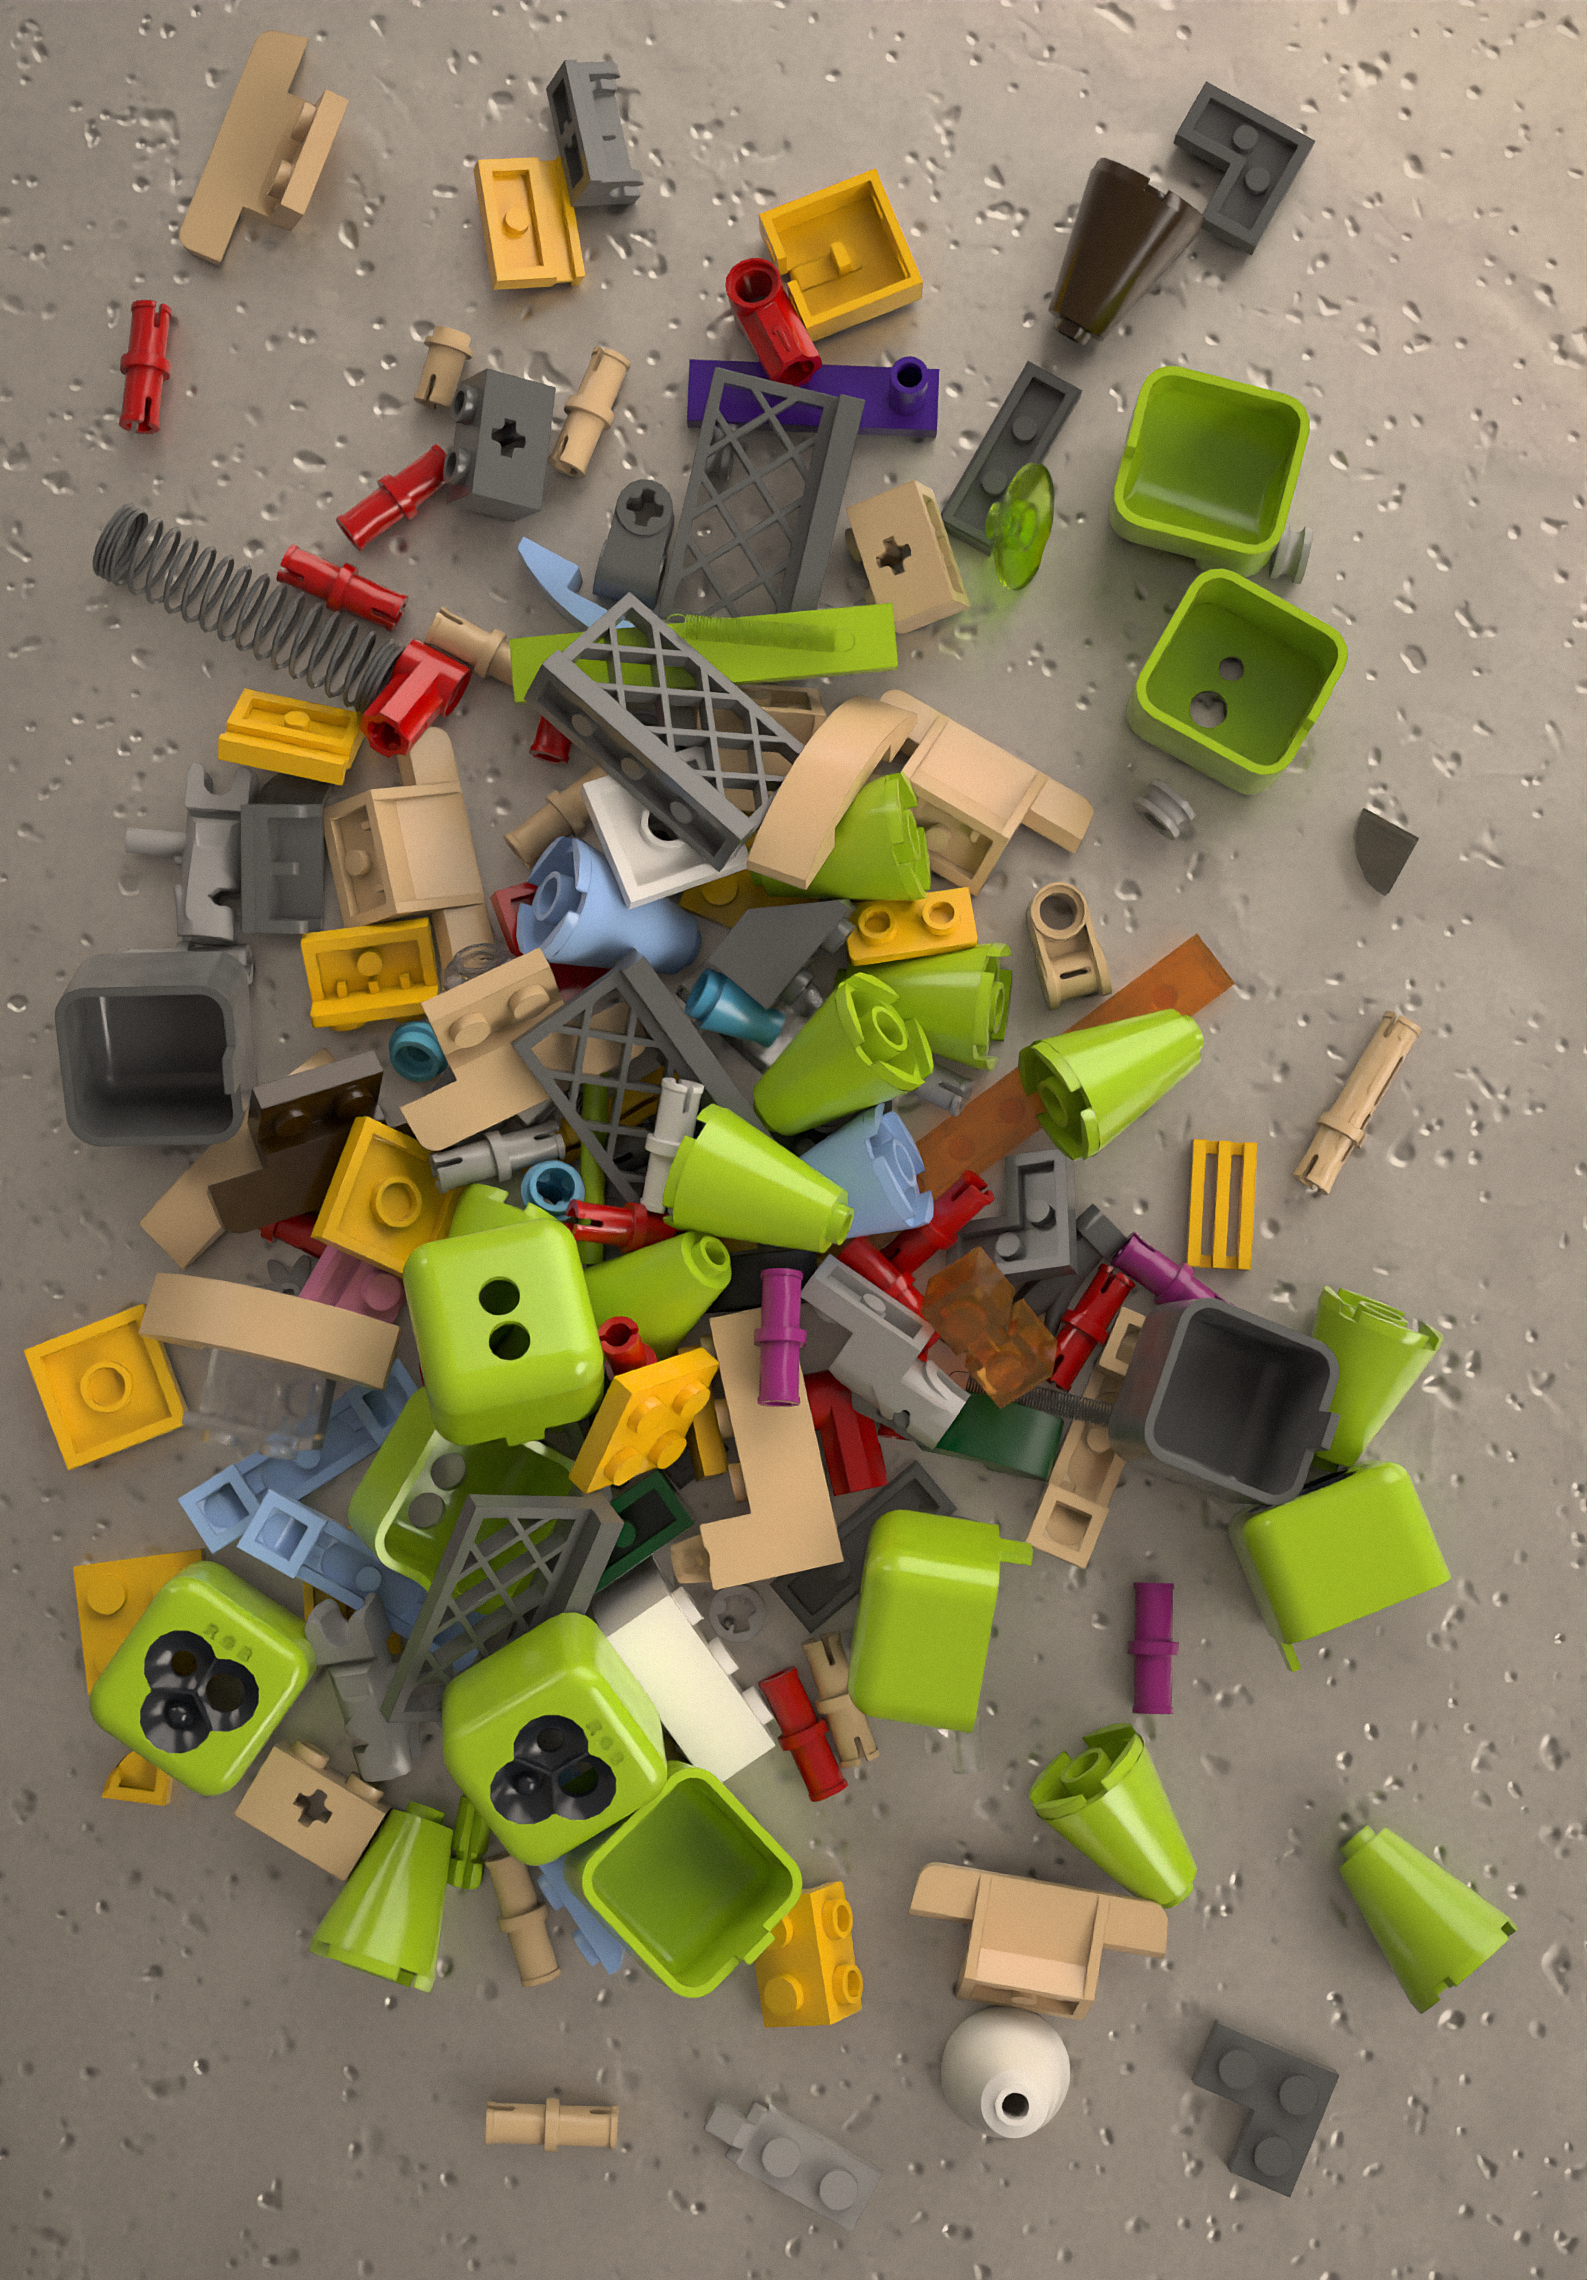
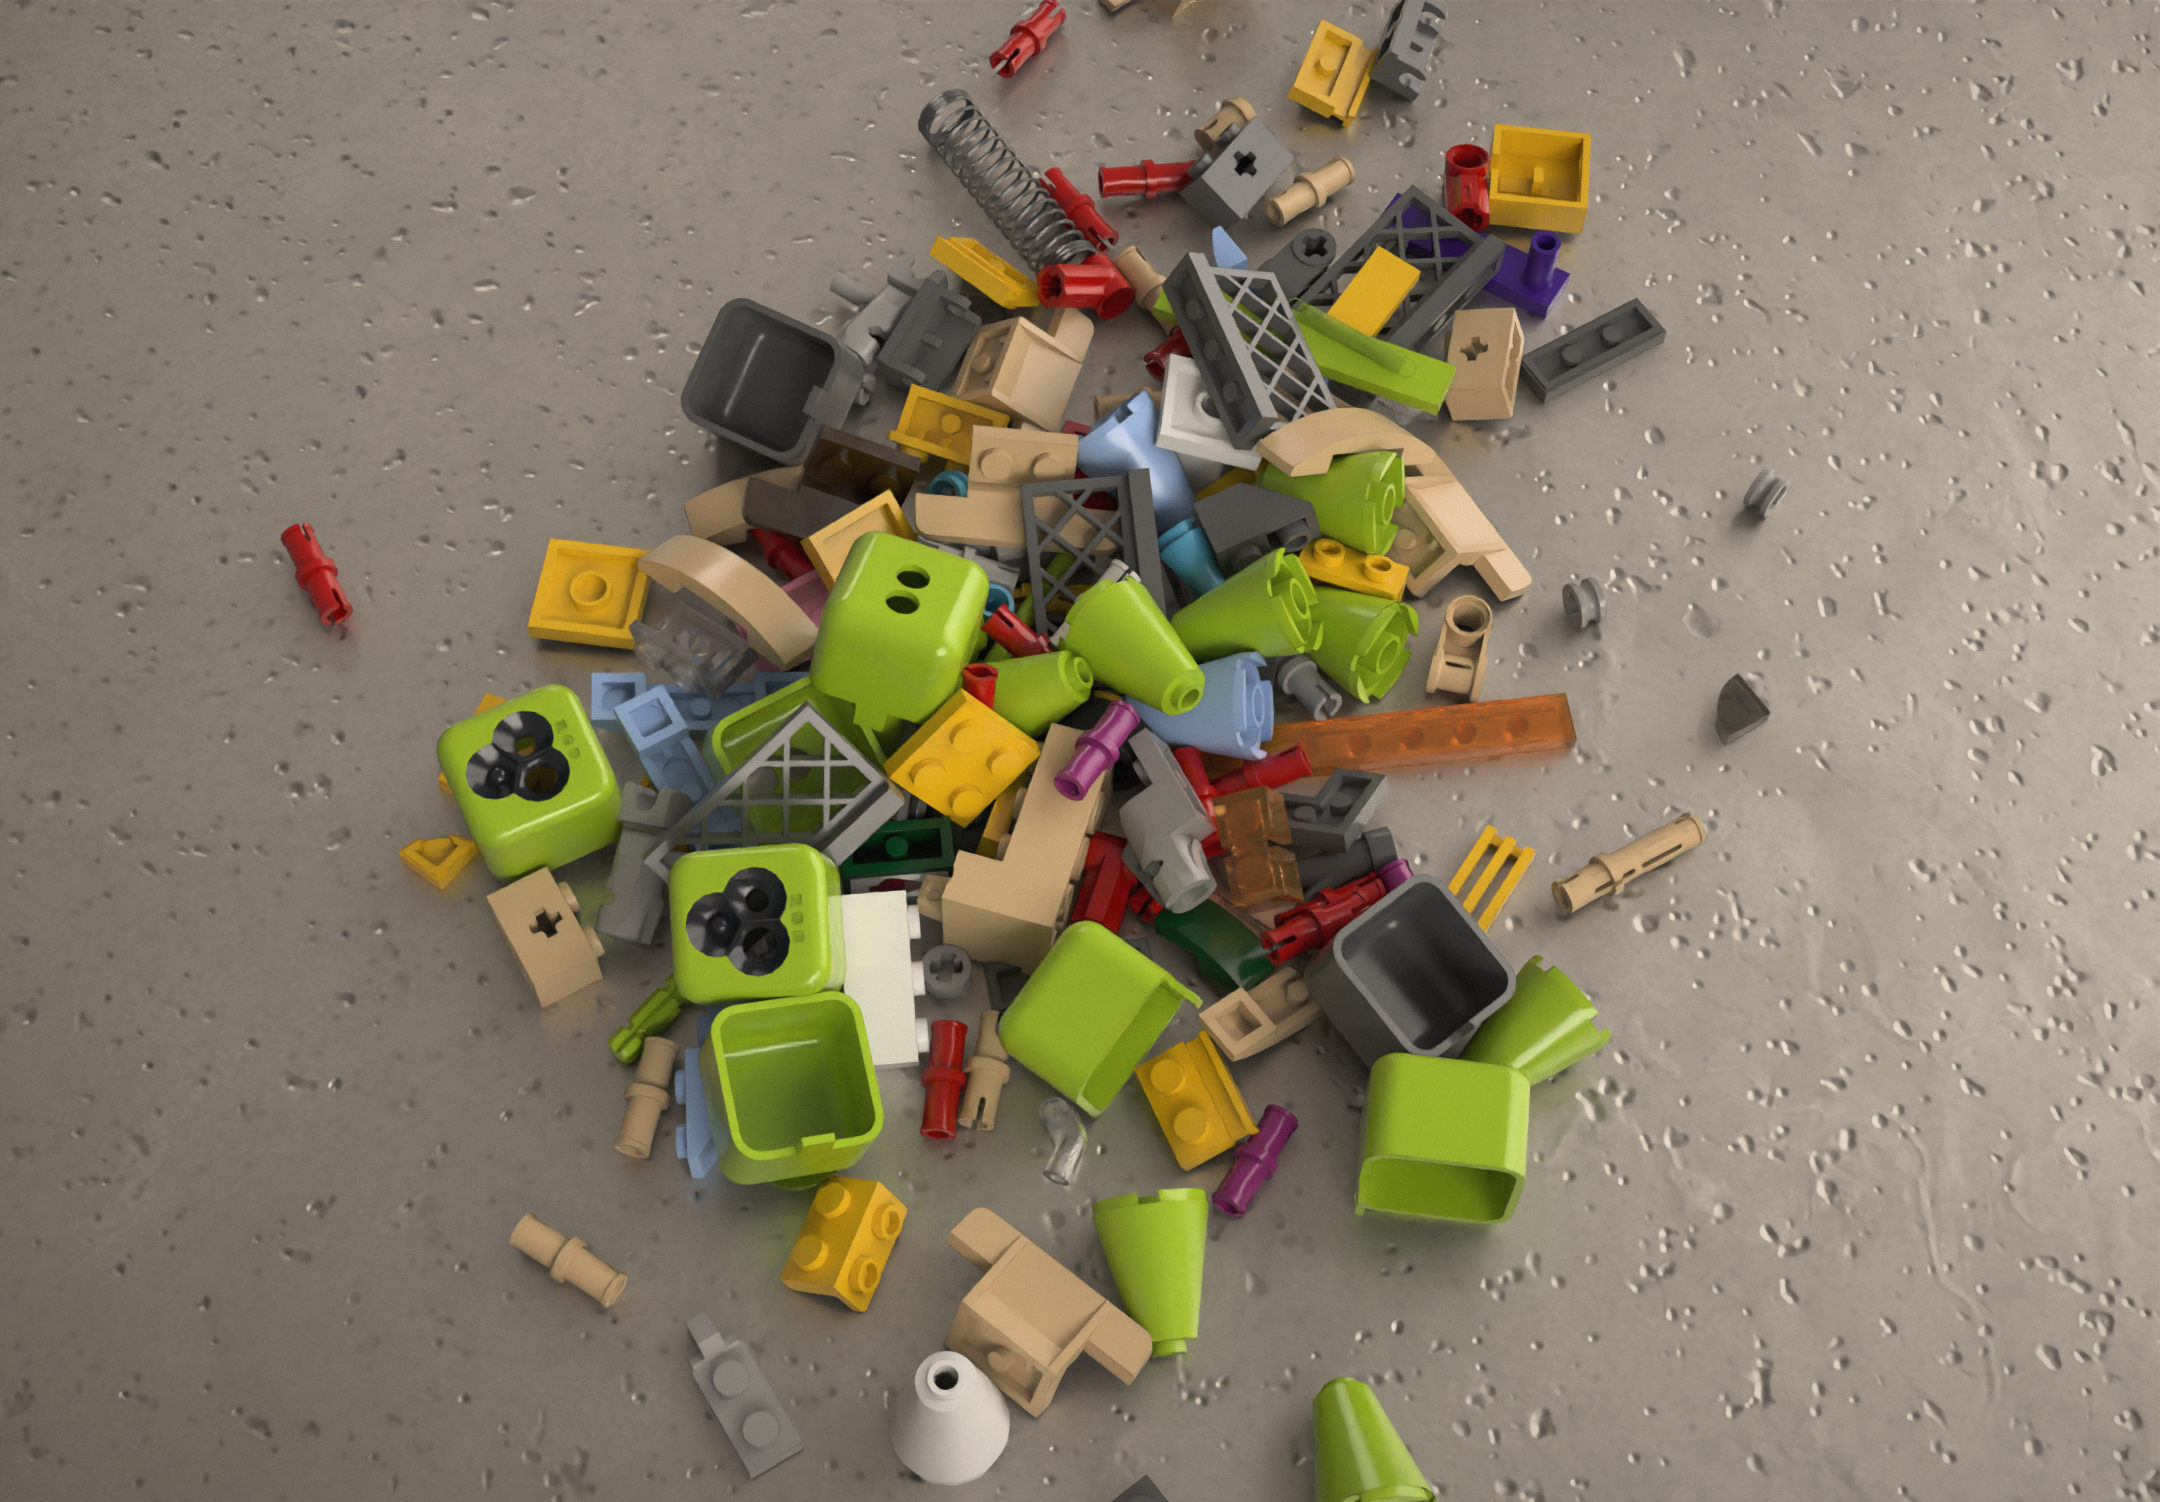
camera: 25 degrees right, 25 degrees down
(393, 1902) = (554, 1027): lime cone -> none
(747, 549) = (1375, 293): none -> yellow tile
(1021, 525) = (1578, 378): clear neon green dish -> none
(1064, 1620) = (1195, 1100): none -> yellow plate
(1092, 1375) = (1313, 928): none -> red pin
(1107, 1076) = (1445, 732): lime cone -> none
(1117, 249) = (1739, 253): dark brown cone -> none
(1209, 469) = (1730, 397): lime piece -> none
(1258, 160) = (1863, 255): dark grey plate -> none
(1285, 684) = (1671, 496): lime piece -> none

